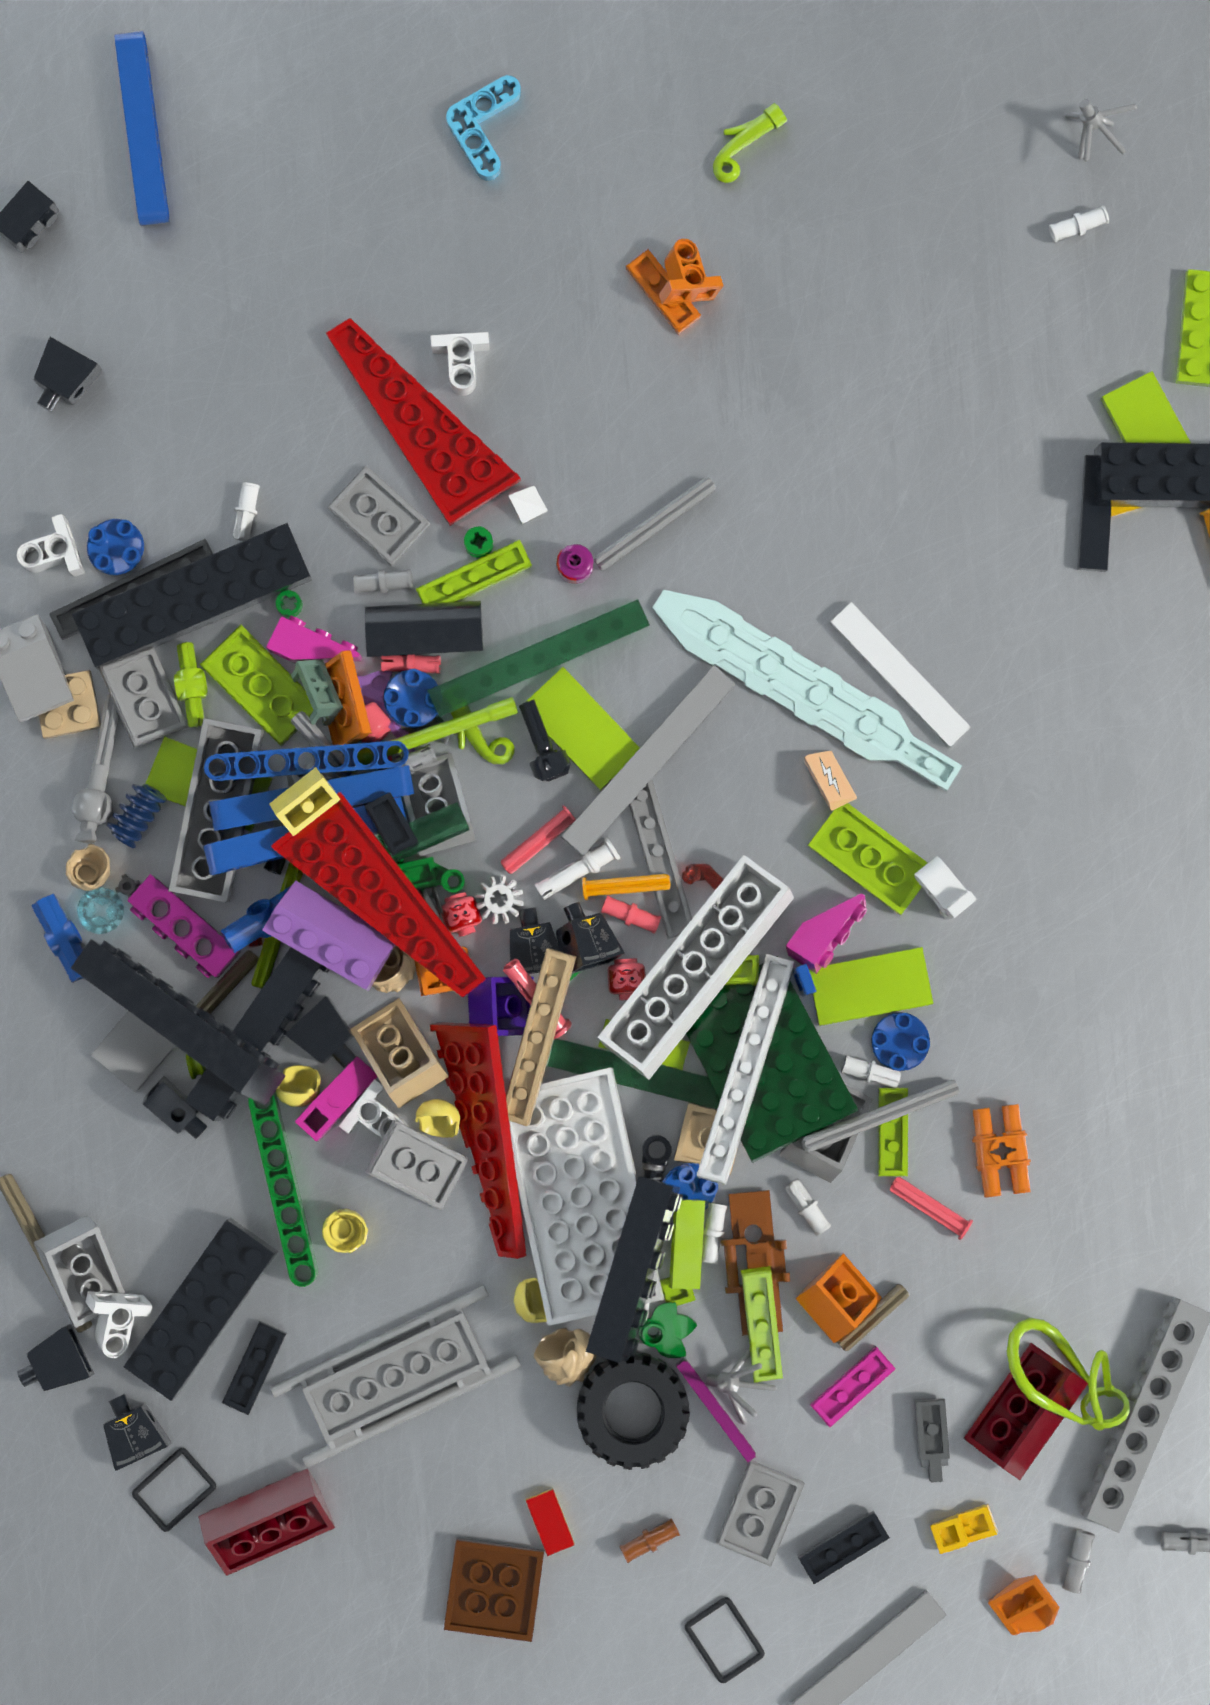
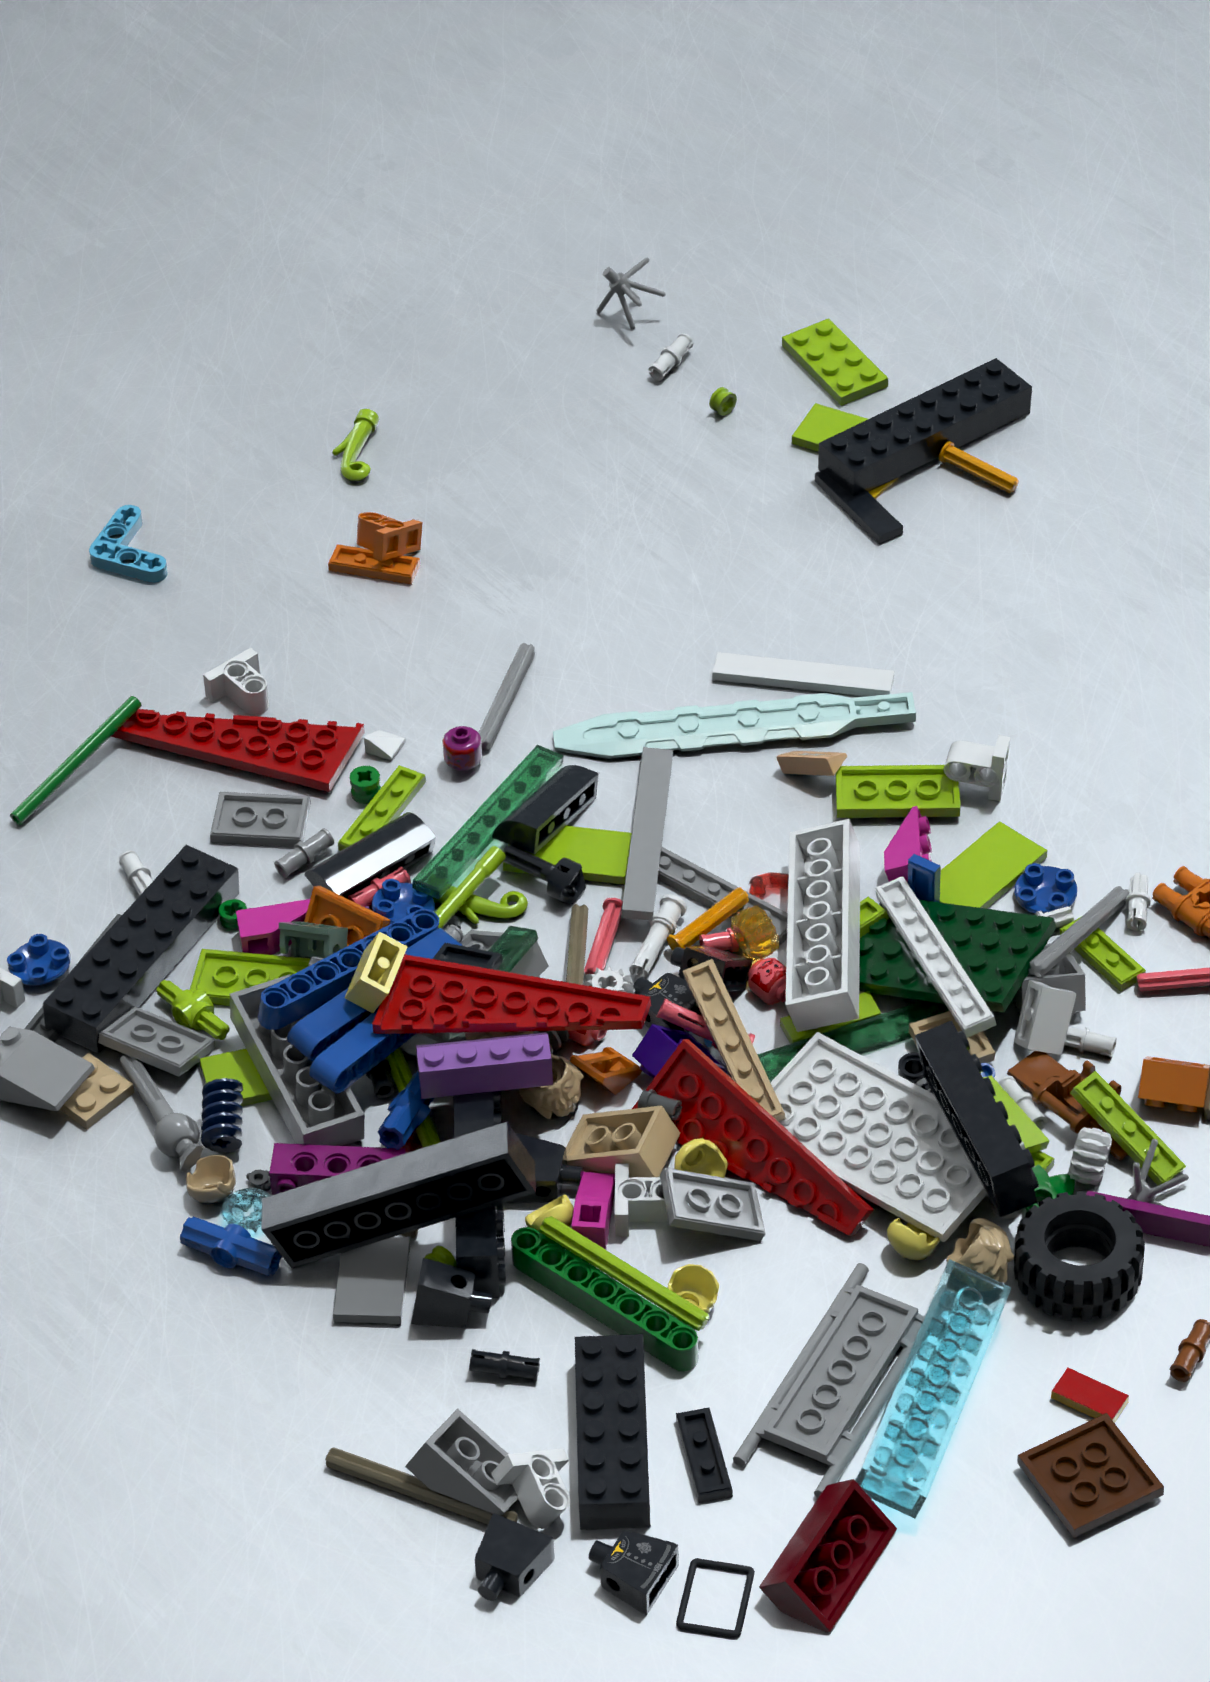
camera: 30 degrees left, 40 degrees down
(175, 1190) = (504, 1364): none -> black pin
(278, 351) = (75, 760): none -> green piece
(304, 1186) = (624, 1273): none -> lime axle
(437, 1448) = (932, 1389): none -> clear light blue brick
(444, 1050) = (651, 1099): none -> dark grey pin
(493, 857) = (577, 944): none -> dark tan axle
(589, 680) = (549, 809): none -> black brick
(638, 937) = (755, 933): none -> clear yellow gear
(715, 1327) = (1090, 1156): none -> white gear
(782, 1178) = (1044, 1018): none -> white panel
(958, 1105) = (1138, 902): none -> white axle
(1078, 312) = (723, 401): none -> lime bush

